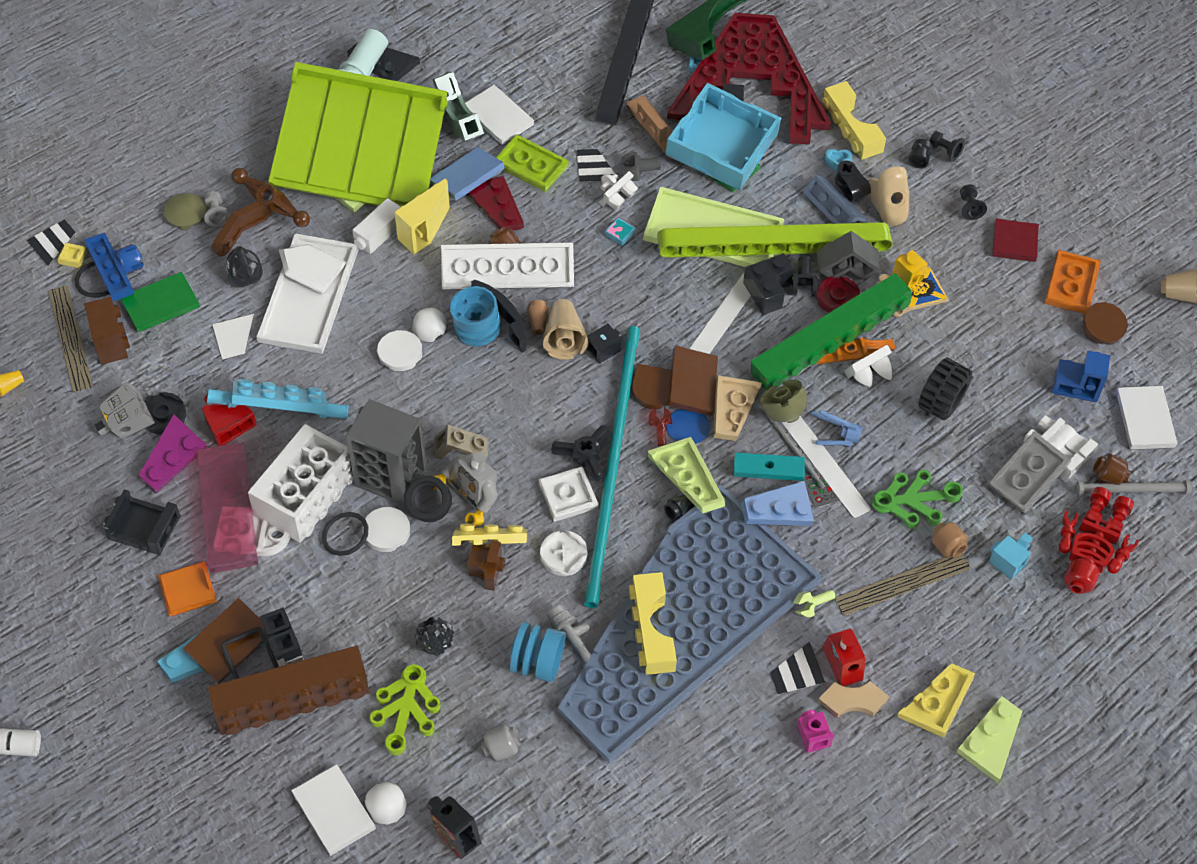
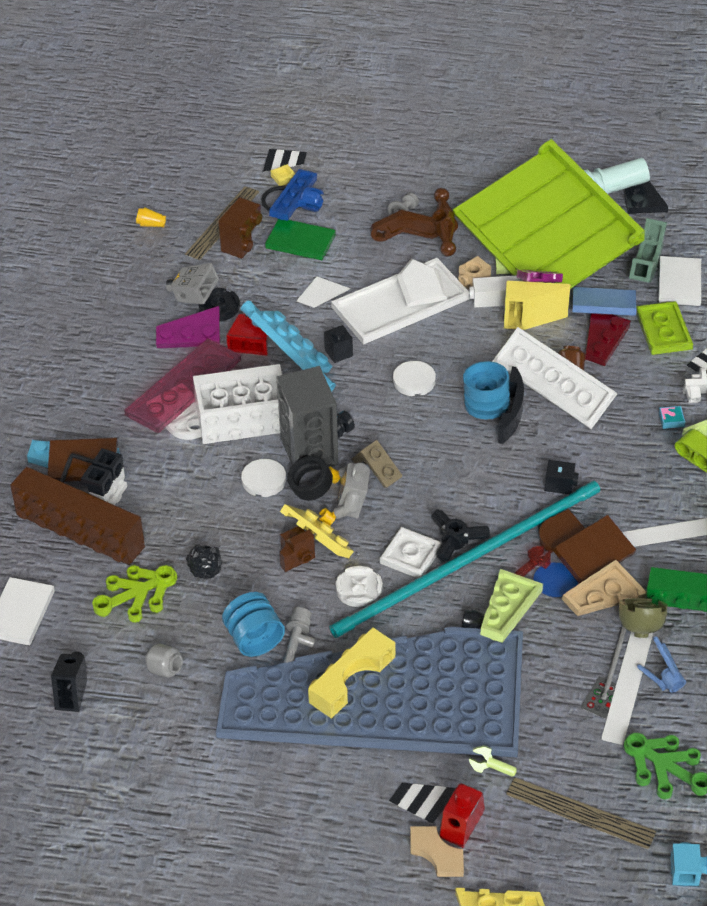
camera: 50 degrees right, 10 degrees down
(141, 523) = (124, 355): black panel -> none
(185, 210) = (383, 194): olive dish -> none
(187, 588) = (102, 415): orange piece -> none
(243, 267) = (375, 253): black piece -> none
(310, 369) = (338, 343): none -> black brick
(332, 521) = (240, 469): black piece -> none
(342, 224) = (473, 269): none -> tan brick
(385, 803) = (52, 634): white hair -> none
(406, 190) = (539, 276): none -> magenta wing
(429, 324) = (452, 375): white hair -> none
(537, 315) = (536, 425): medium nougat cone -> none
(564, 331) = (538, 445): tan cone -> none
(758, 466) = (577, 650): teal tile -> none
(779, 507) = (547, 680): medium blue wing -> none
(814, 738) = (378, 843): dark pink brick -> none
(949, 539) = (652, 811): medium nougat head -> none

